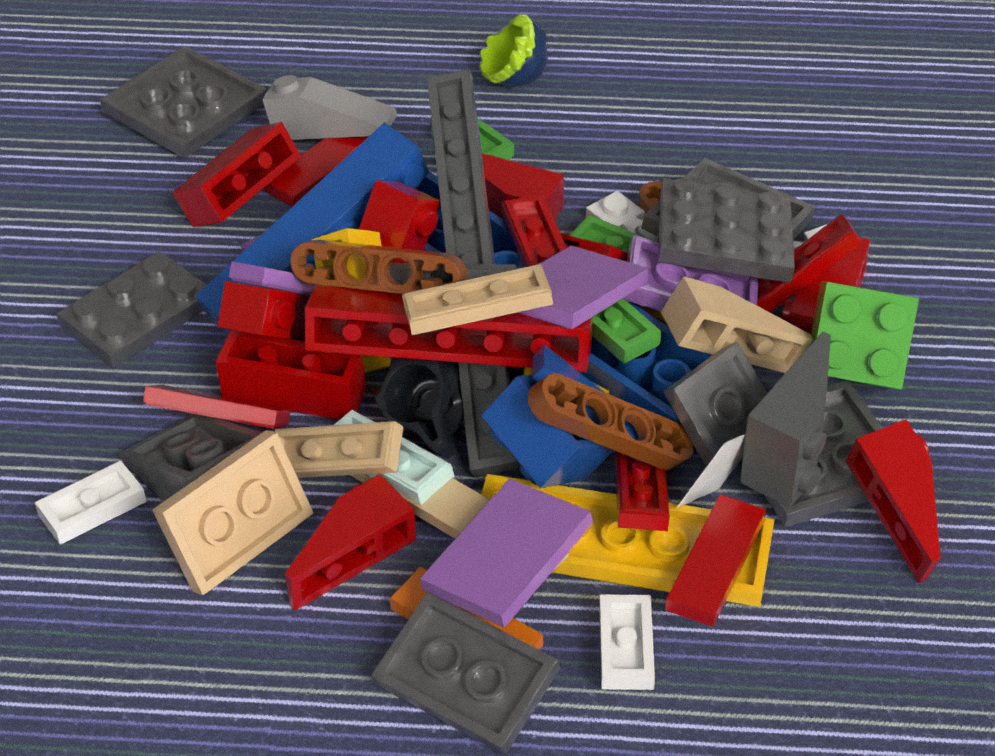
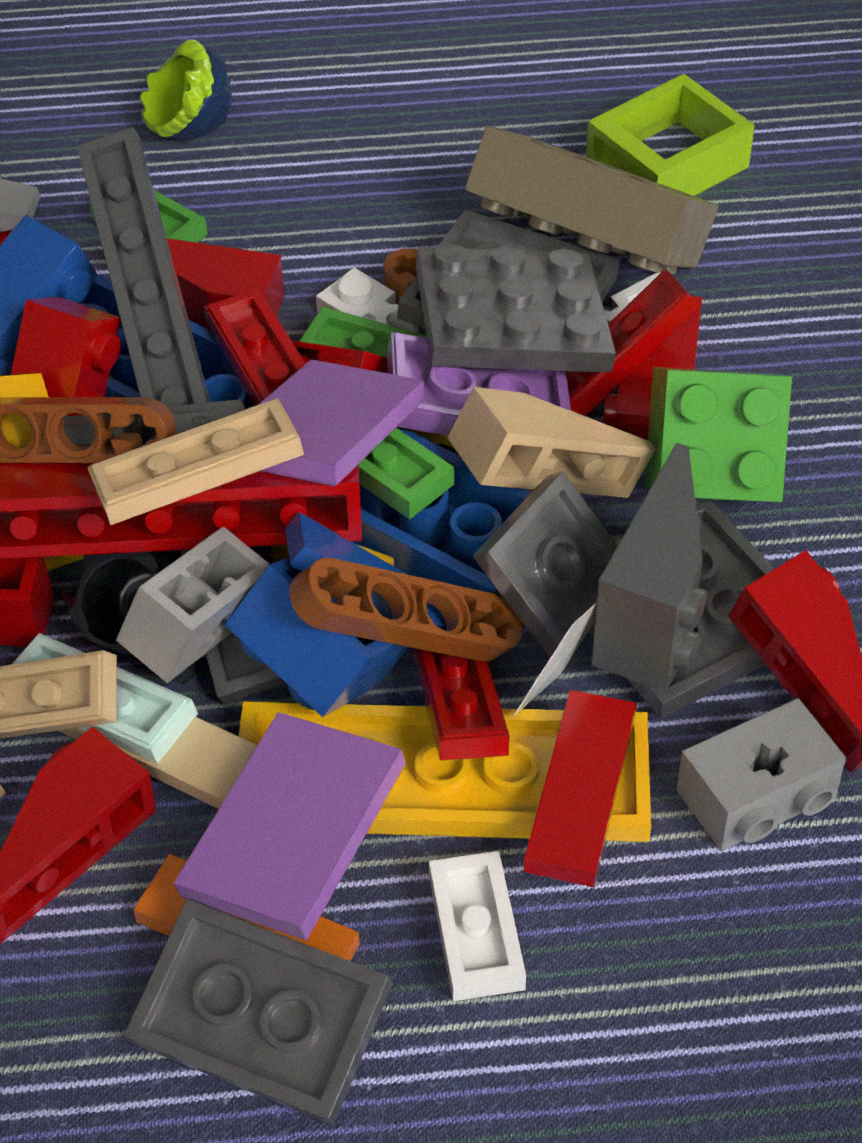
camera: 10 degrees left, 5 degrees up
(457, 396) = (186, 604): none -> light grey brick
(800, 162) = (590, 198): none -> dark tan brick
(848, 571) = (760, 775): none -> light grey brick
(856, 157) = (726, 136): none -> lime window

